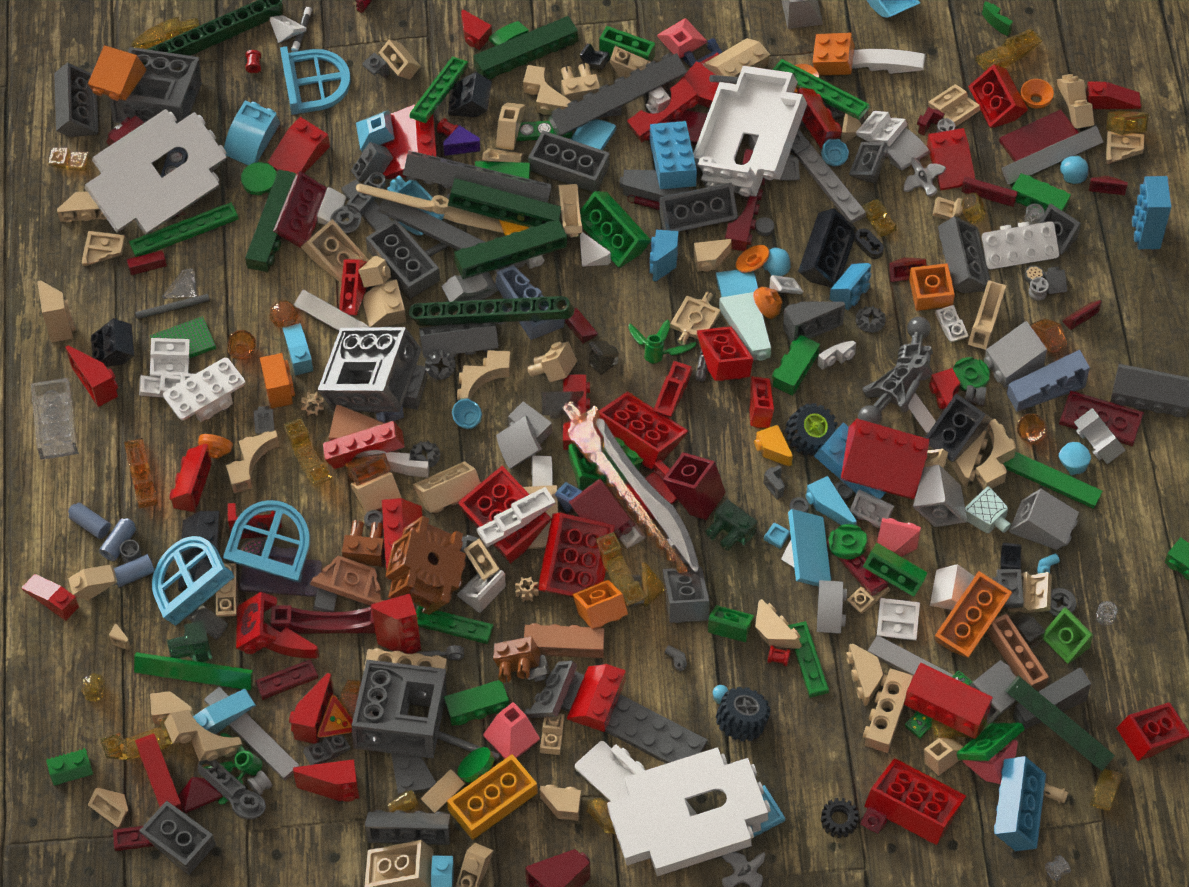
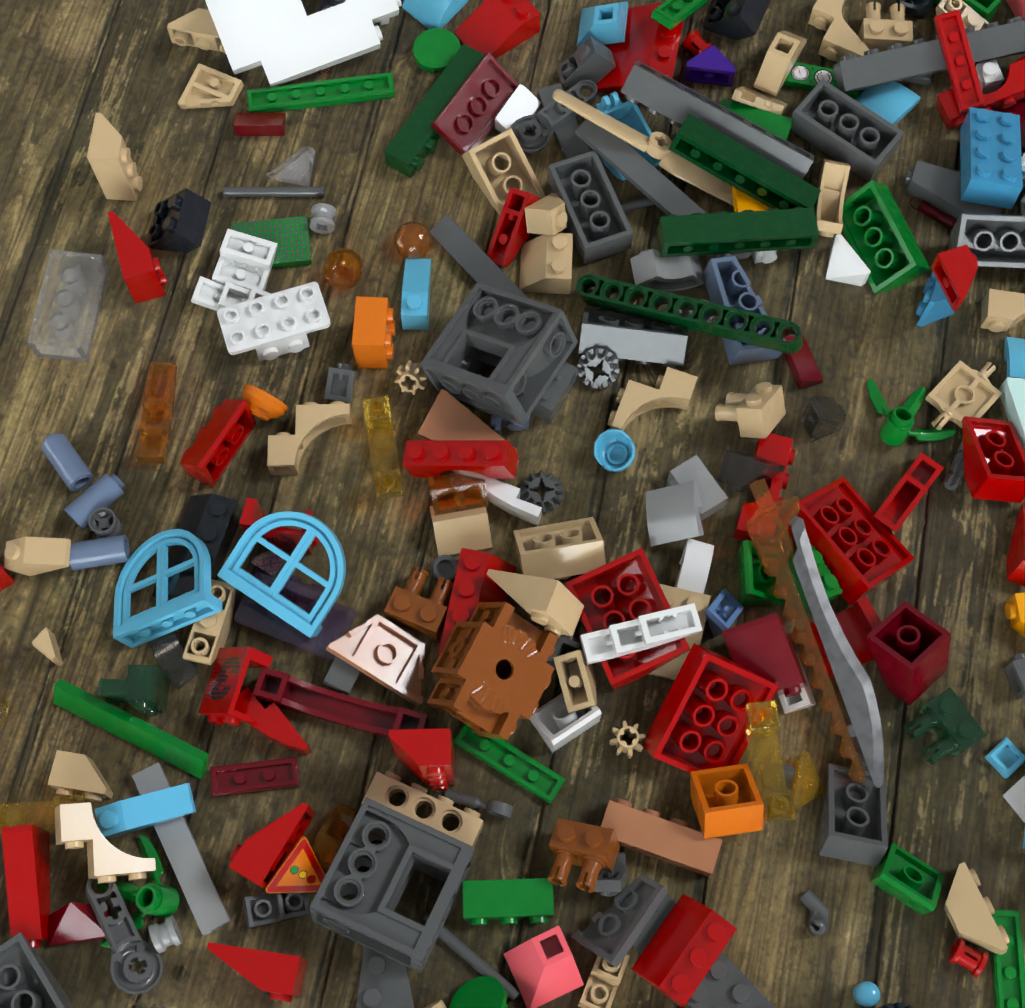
camera: 15 degrees right, 10 degrees up
(215, 315) = (323, 218): none -> light grey wheel
(444, 513) = (543, 599): none -> tan slope
(634, 95) = (959, 61): none -> red tile
(664, 237) = (955, 273): none -> red slope

